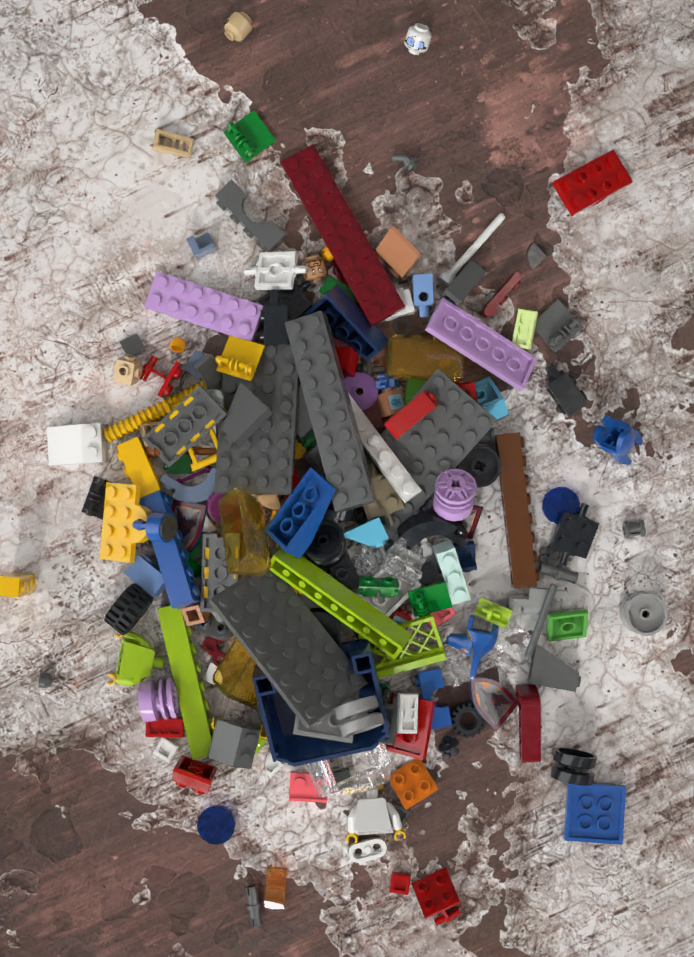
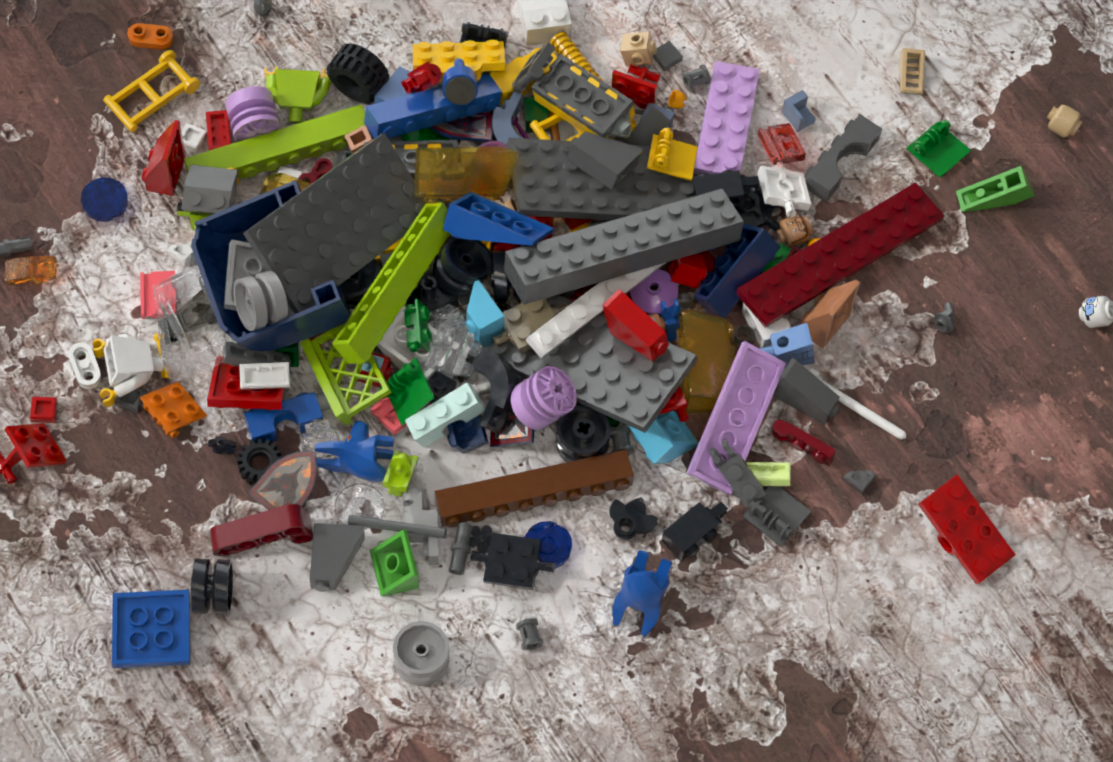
camera: 80 degrees right, 25 degrees down
(62, 777) = (149, 36): none -> orange plate
(90, 765) = (166, 60): none -> yellow piece
(142, 458) = (533, 68): none -> dark grey plate
(146, 557) = (422, 78): none -> red hips
(158, 325) = (702, 72): none -> dark grey bush
(232, 265) = (781, 144): none -> clear red plate
(297, 98) = (996, 191): none -> bright green slope
(528, 351) = (738, 474): none -> dark grey hinge
(544, 436) = (633, 516): none -> black plate

